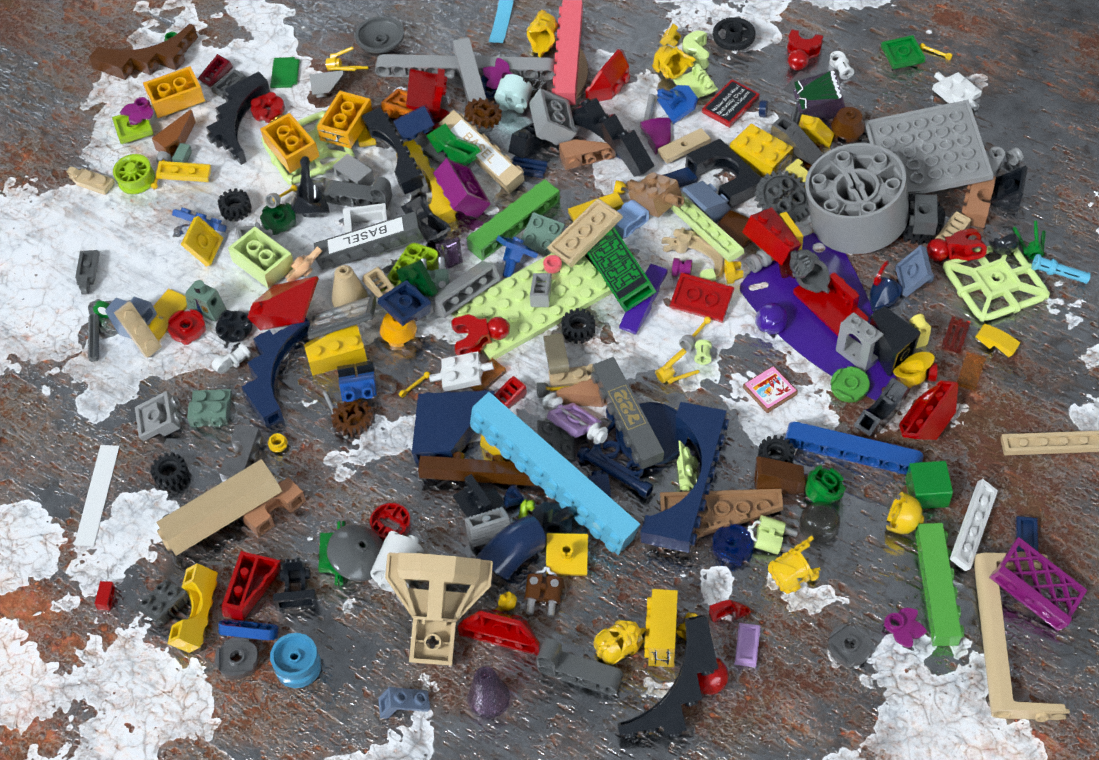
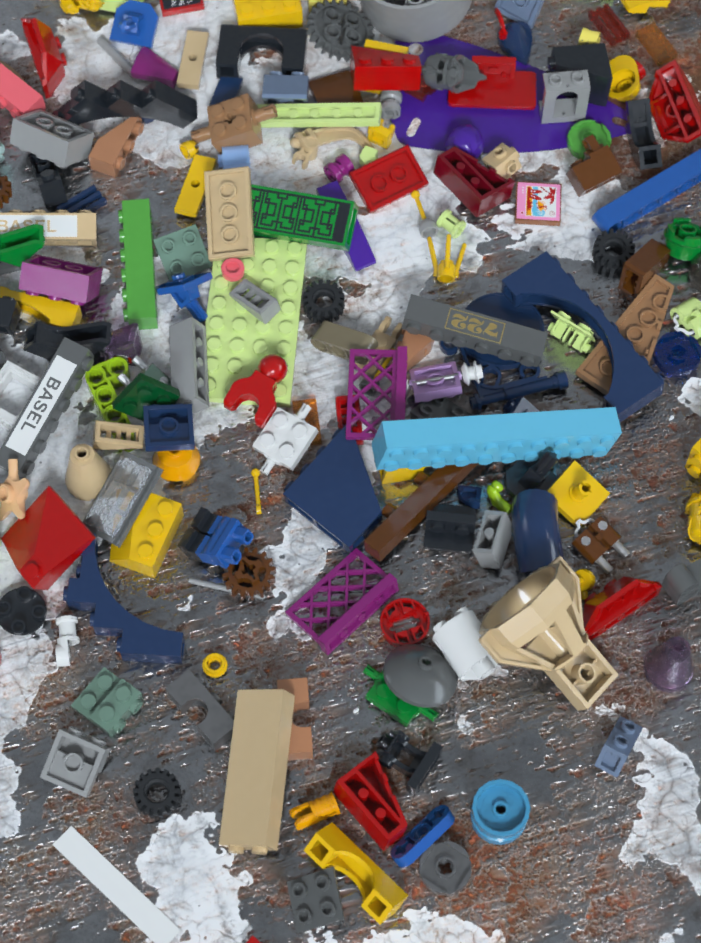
camera: 55 degrees left, 10 degrees up
(220, 560) = (314, 811): none -> light orange hinge
(374, 490) = (359, 610): none -> magenta fence
(536, 400) = (397, 389): none -> magenta fence
(744, 342) = (471, 182): none -> dark red wedge
(776, 346) = (504, 160): none -> tan brick
(825, 401) = (595, 170): none -> reddish brown hinge

